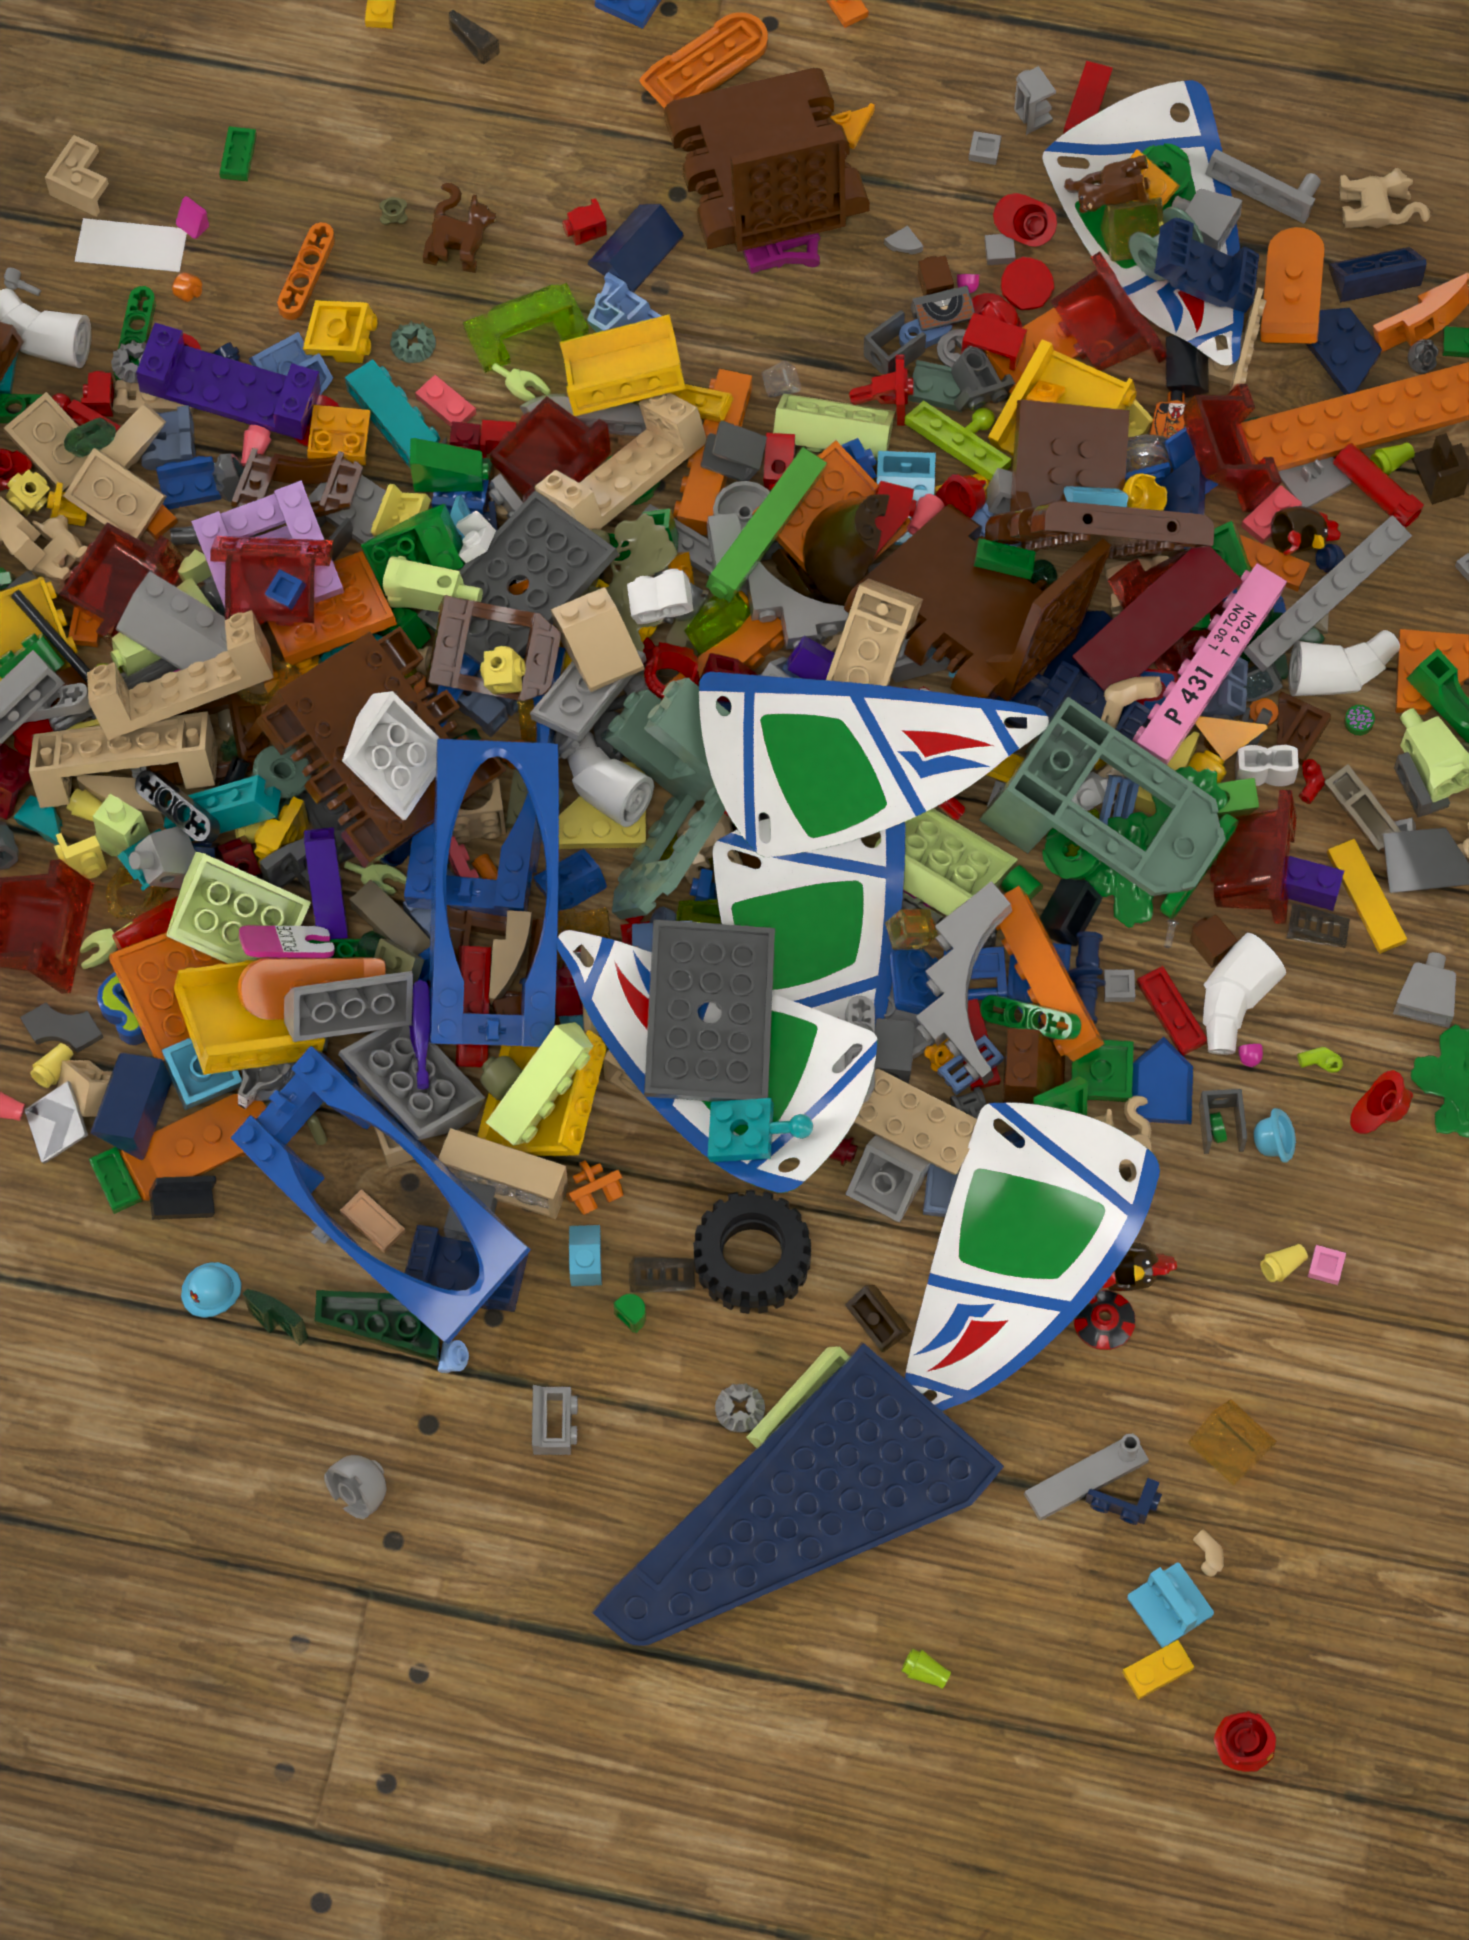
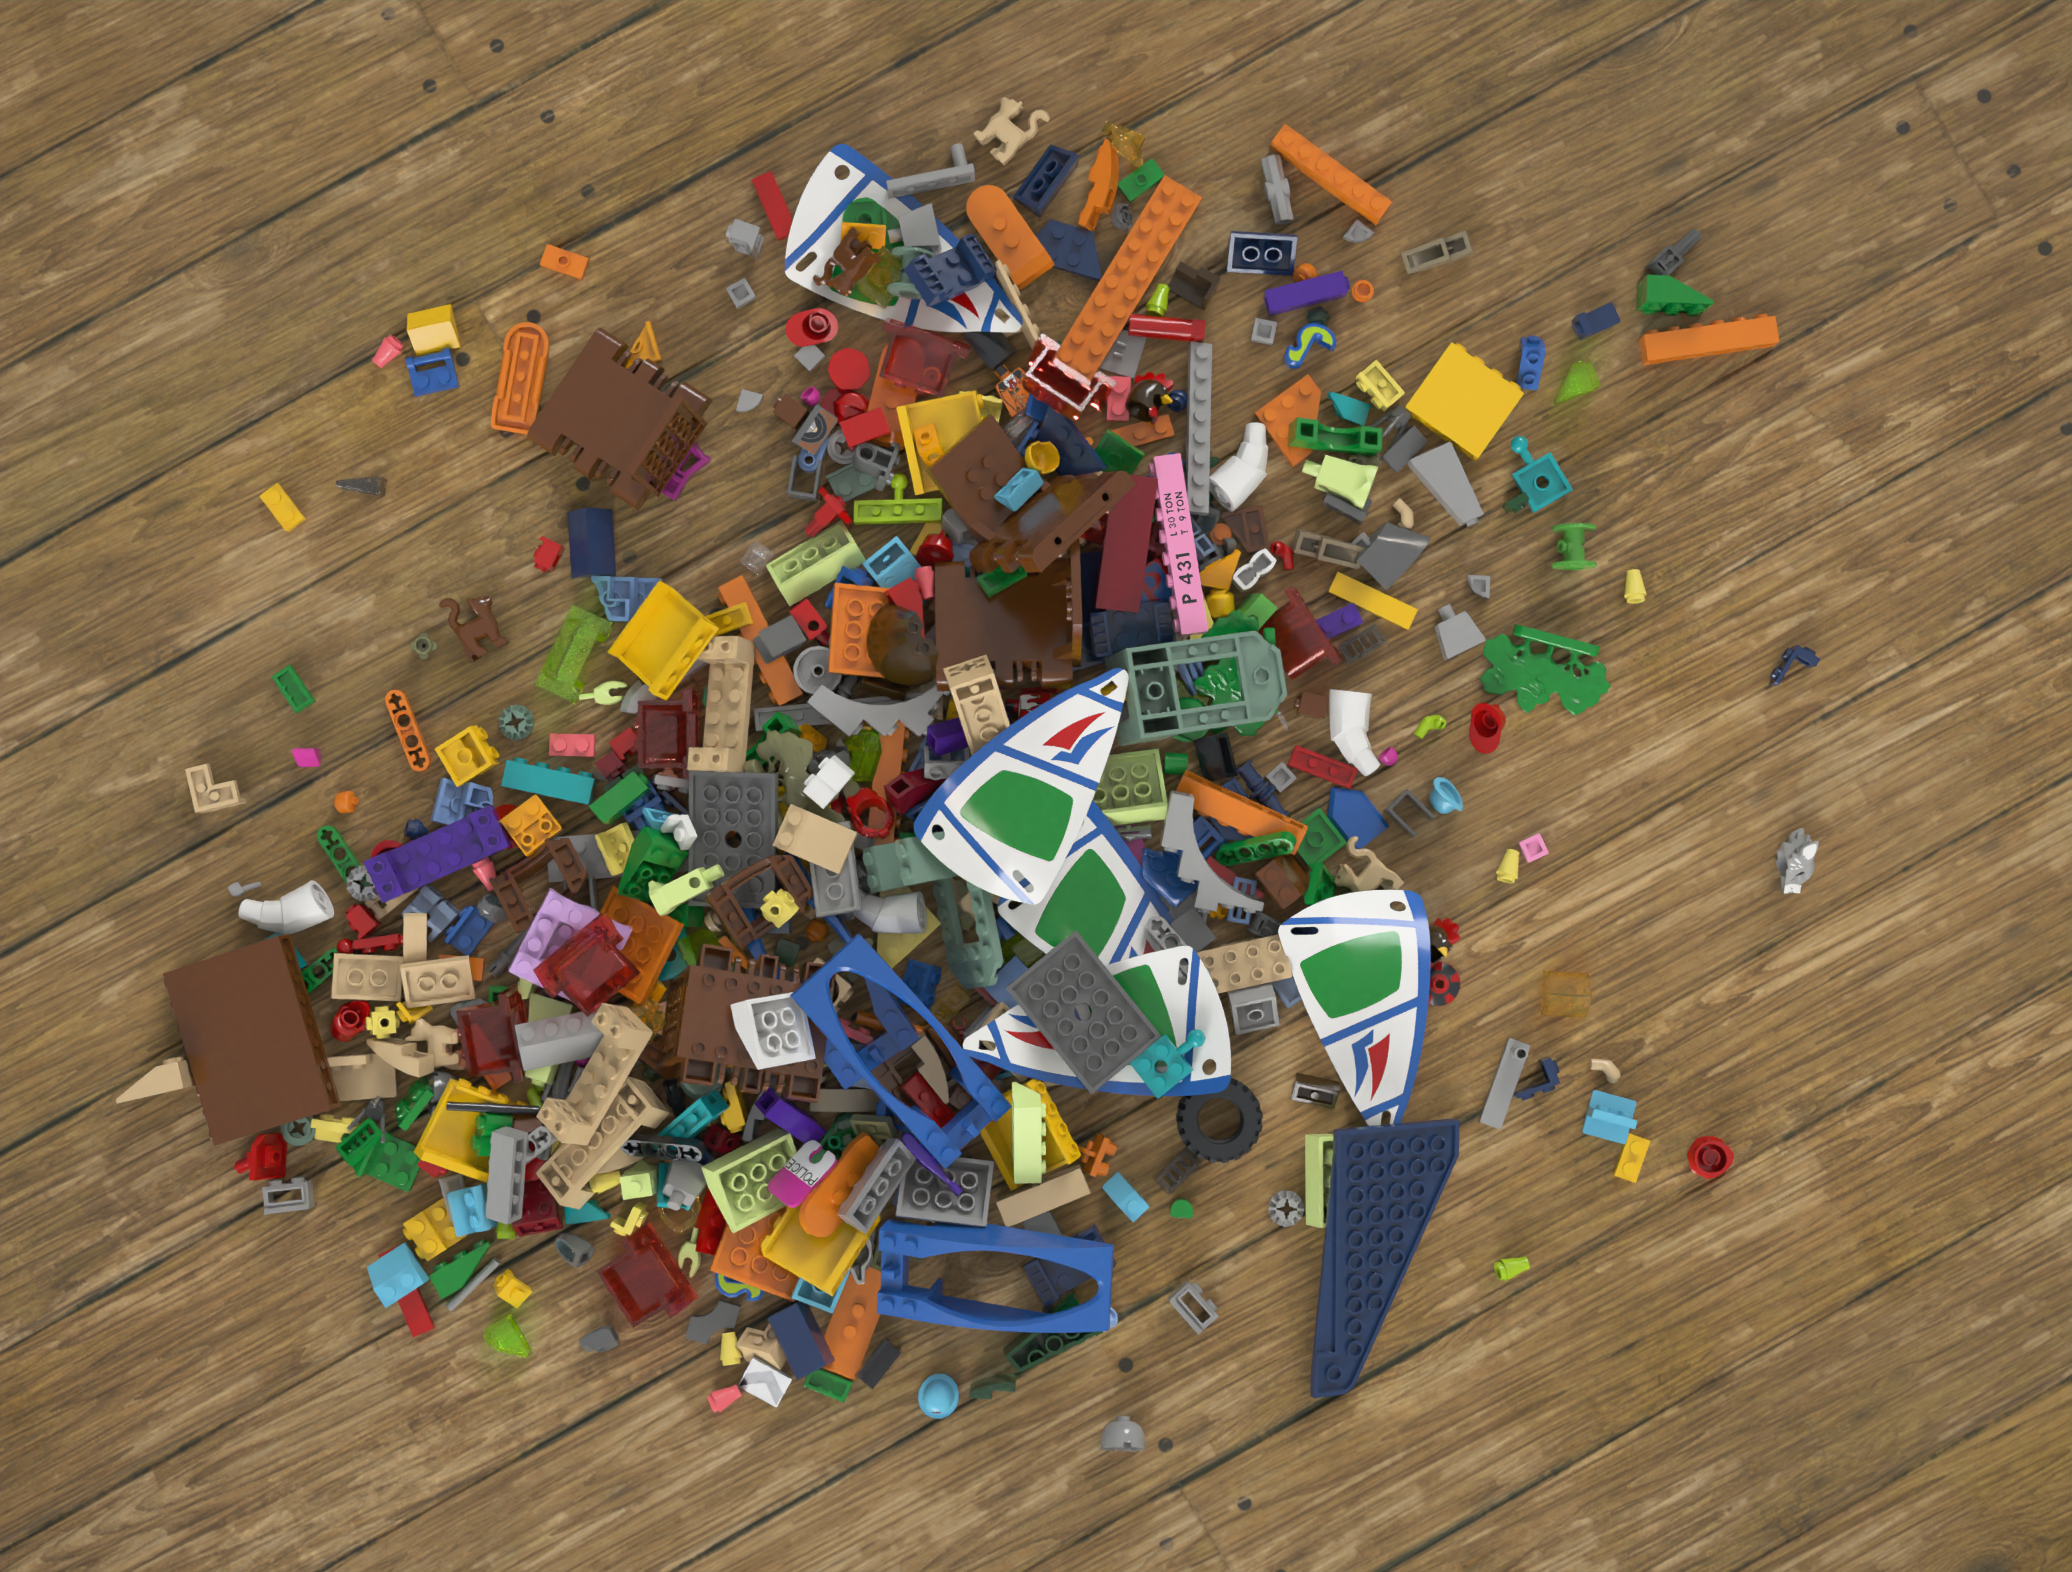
camera: 45 degrees left, 20 degrees up
(93, 434) = (392, 963): clear green beam -> none
(130, 245) = (285, 803): white sticker -> none
(285, 589) = (605, 967): blue plate -> none
(372, 1221) = (990, 1279): light nougat tile -> none
(499, 1075) = (995, 1144): olive head -> none
(765, 525) = (848, 680): bright green brick -> none
(911, 929) = (1143, 852): clear yellow brick -> none
(1126, 692) = (1146, 604): tan arm -> none
(1217, 1128) = (1406, 817): green tile -> none
(1359, 720) = (1278, 491): green tile -> none

